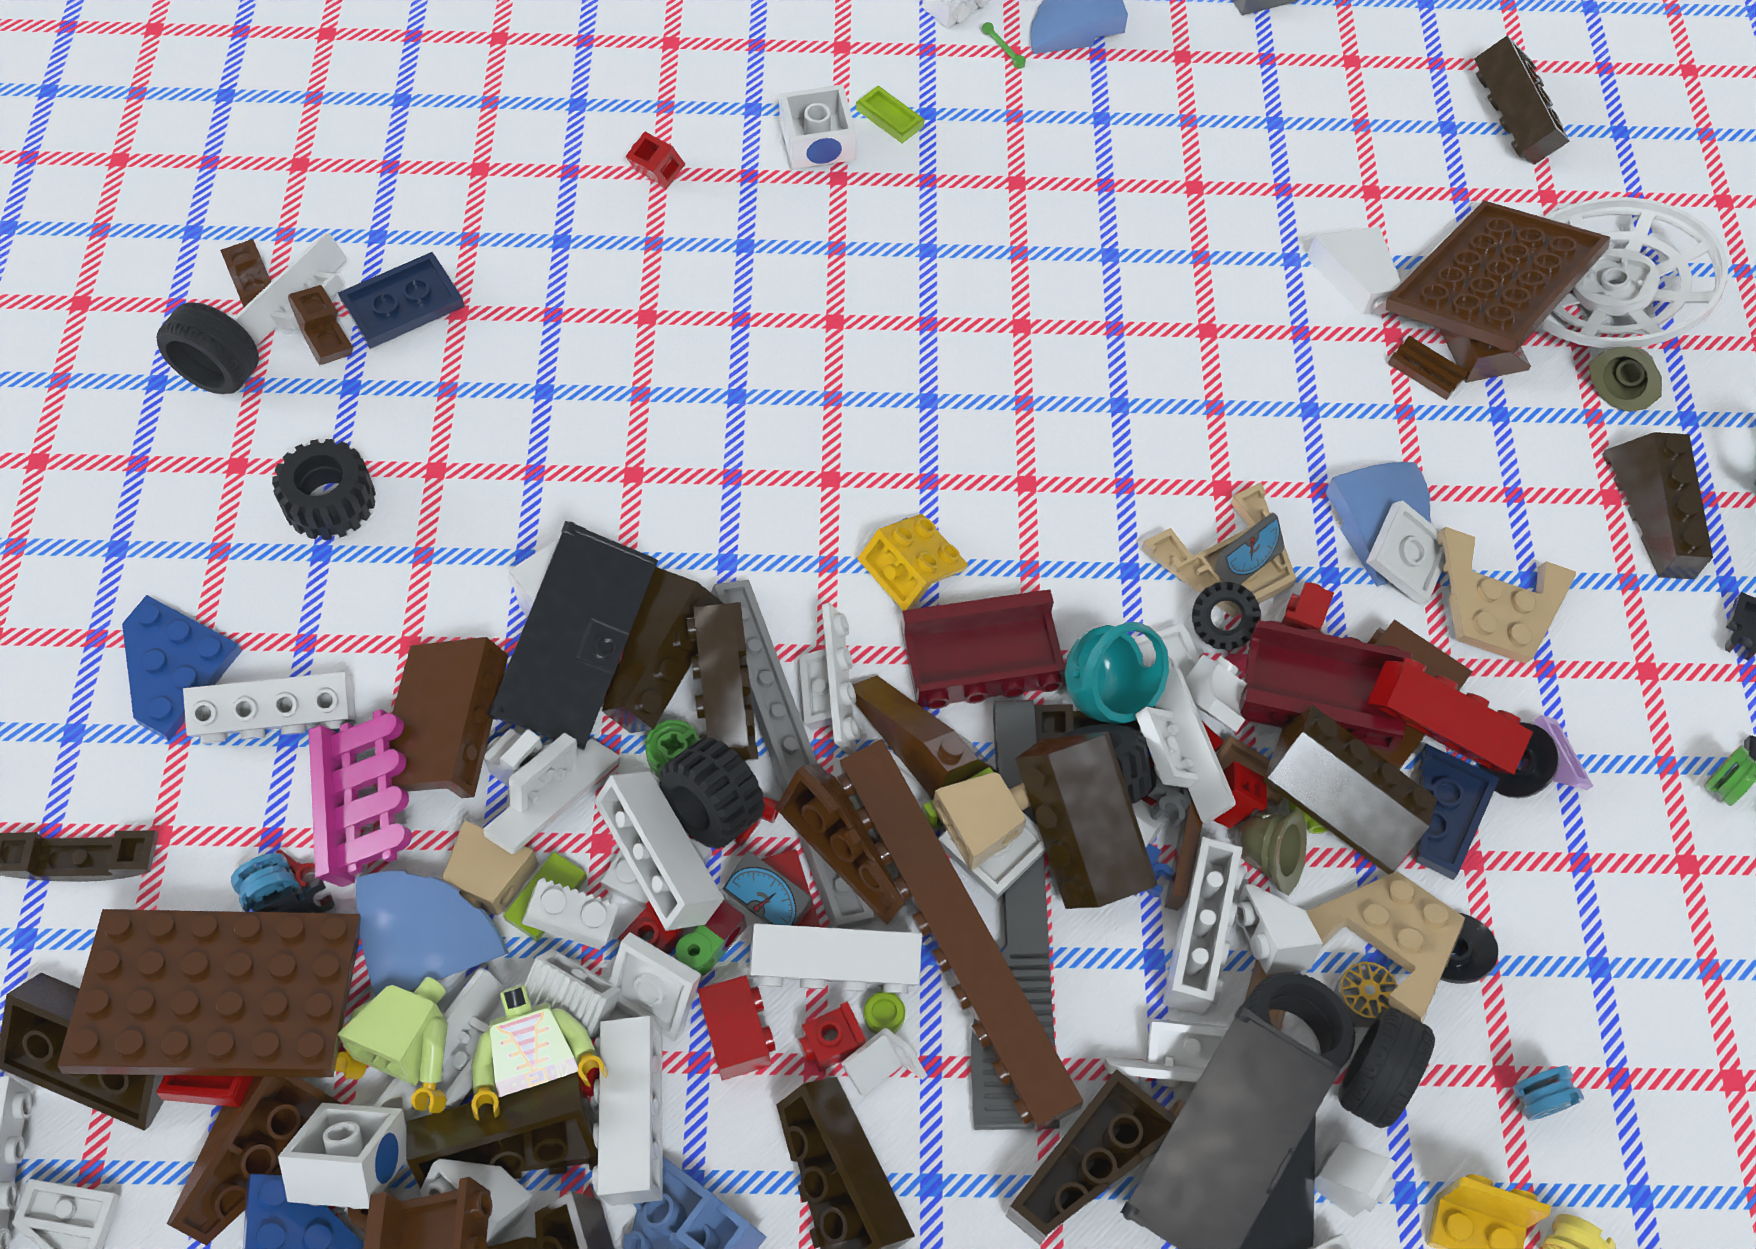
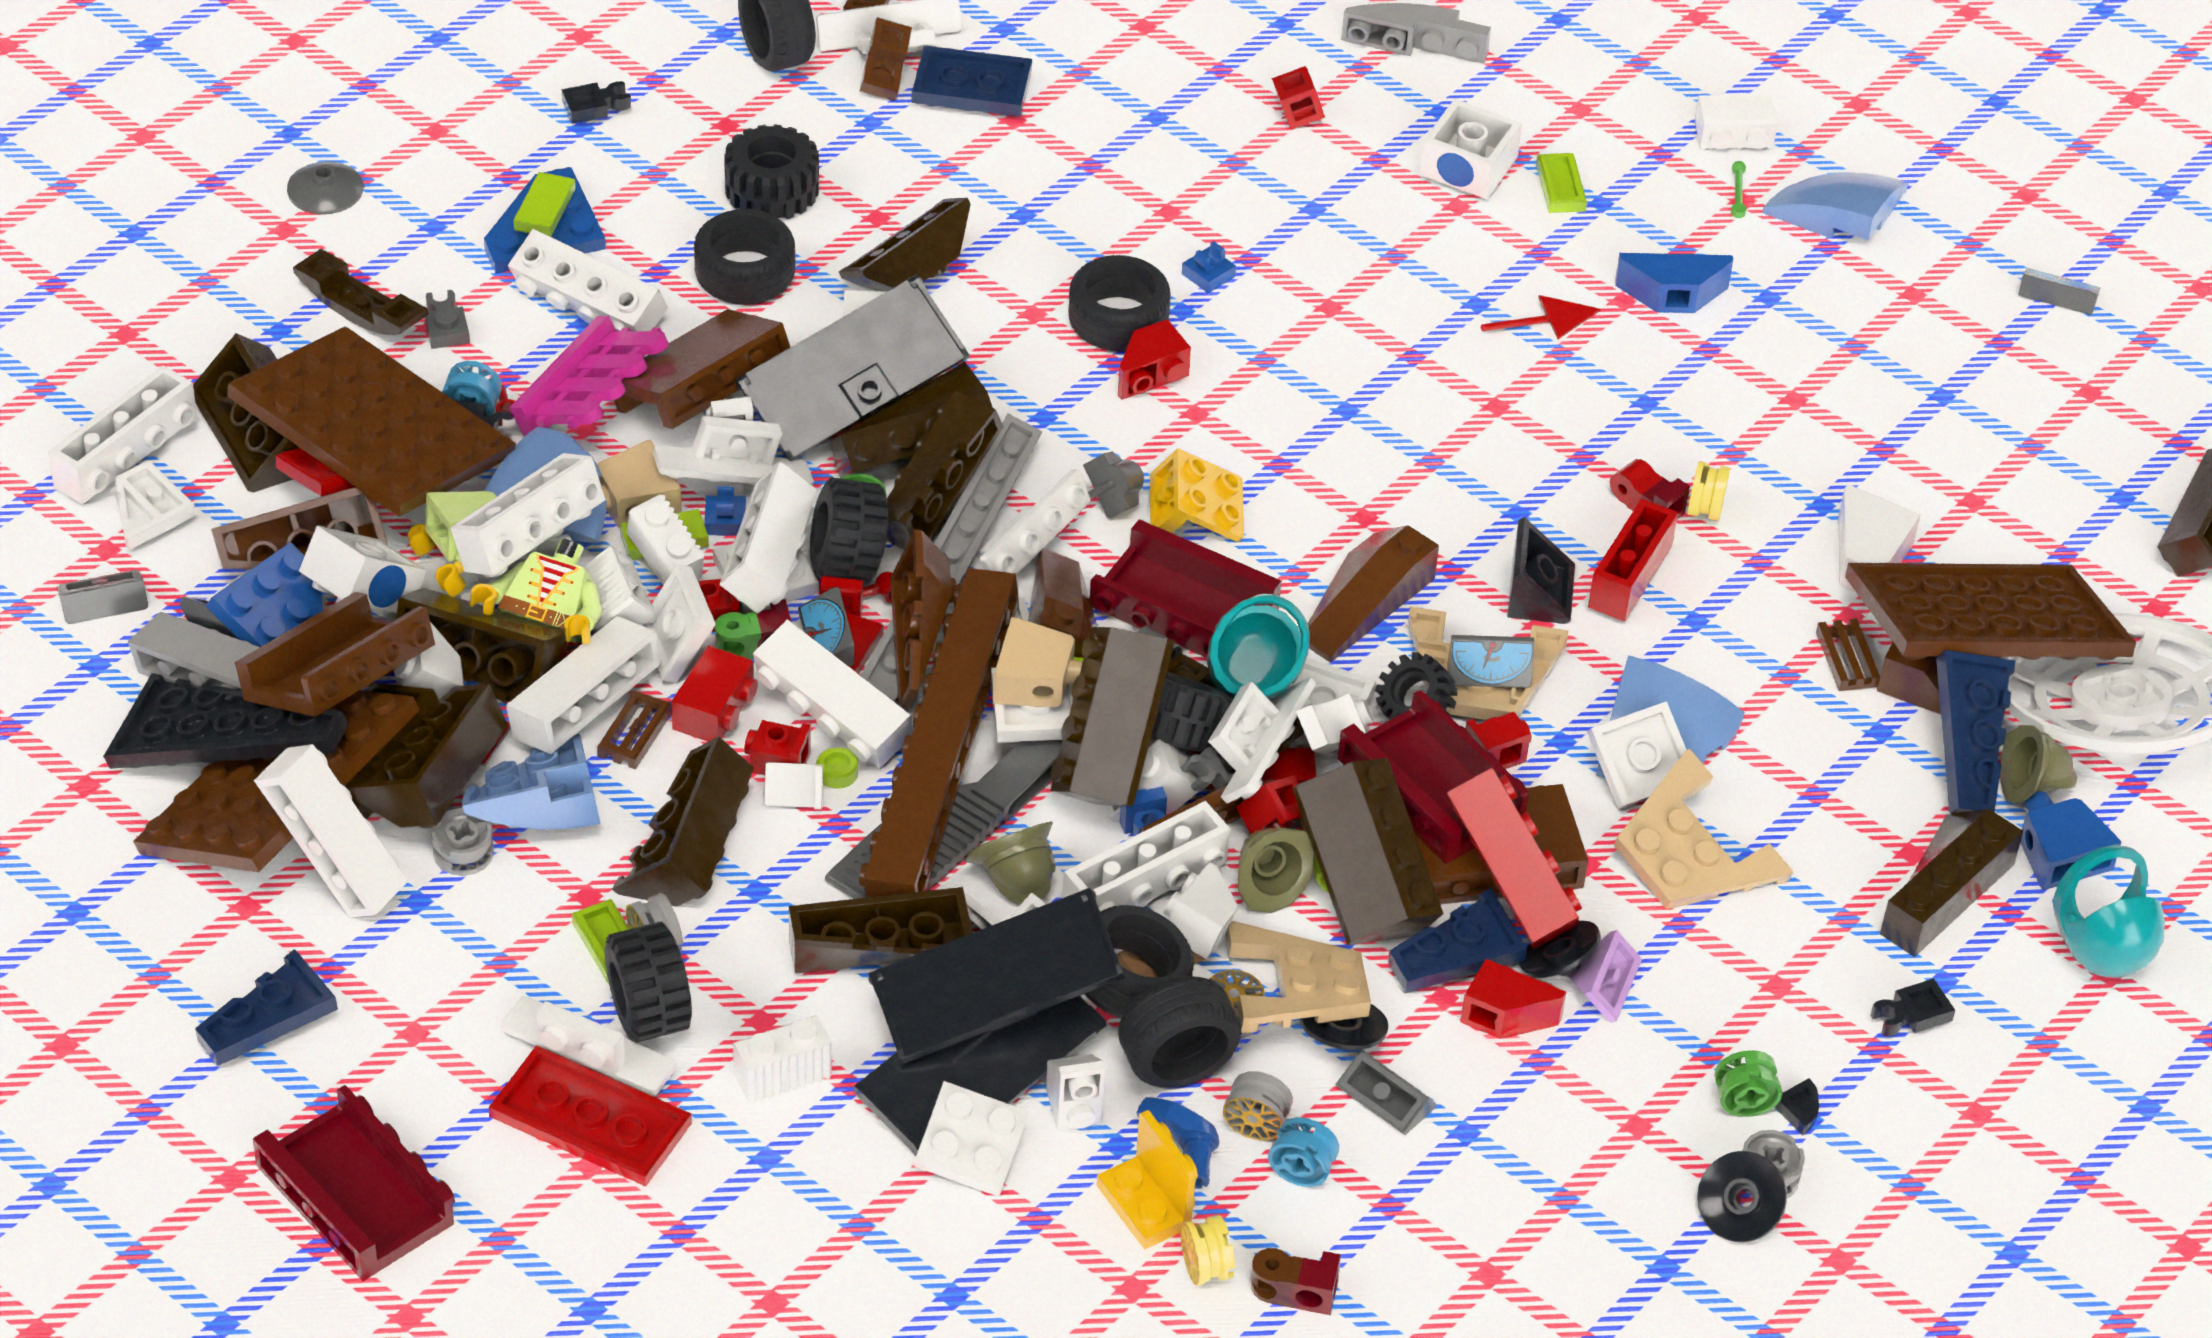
camera: 40 degrees right, 15 degrees down
(107, 523) = (590, 102): none -> black plate
(163, 651) = (544, 203): none -> lime tile
(175, 823) = (446, 322): none -> dark grey plate
(367, 552) = (744, 281): none -> black tyre
(455, 996) = (528, 514): none -> white brick
(500, 486) = (918, 248): none -> dark brown wedge
(576, 838) = (724, 512): none -> blue tile
(685, 46) = (1419, 26): none -> light grey slope
(696, 395) = (1116, 277): none -> black tyre
(706, 1144) = (623, 752): none -> reddish brown tile
(725, 347) = (1209, 268): none -> blue tile
(750, 842) = (850, 590): none -> red tile
(765, 454) = (1153, 359): none -> red slope
(845, 587) = (1114, 482): none -> dark grey piece
(992, 220) = (1561, 315): none -> red piece
(1040, 147) = (1673, 280): none -> blue slope
(1092, 537) = (1370, 587): none -> reddish brown wedge
(1107, 996) = (1018, 862): none -> olive piece
(1193, 328) = (1641, 481): none -> leg
(1193, 454) = (1539, 578): none -> black slope
(1234, 300) = (1708, 490): none -> light yellow wheel
(1247, 393) = (1632, 560): none -> red brick
(1455, 1142) = (1188, 1130): none -> blue arm
(1479, 1078) = (1258, 1102): none -> light grey wheel
(1527, 834) = (1510, 1002): none -> red slope
(1529, 982) = (1385, 1093): none -> dark grey slope
(1579, 377) = (1972, 716): none -> dark blue wing
(1642, 1219) = (1296, 1280): none -> leg
(1697, 412) = (2060, 836): none -> blue torso

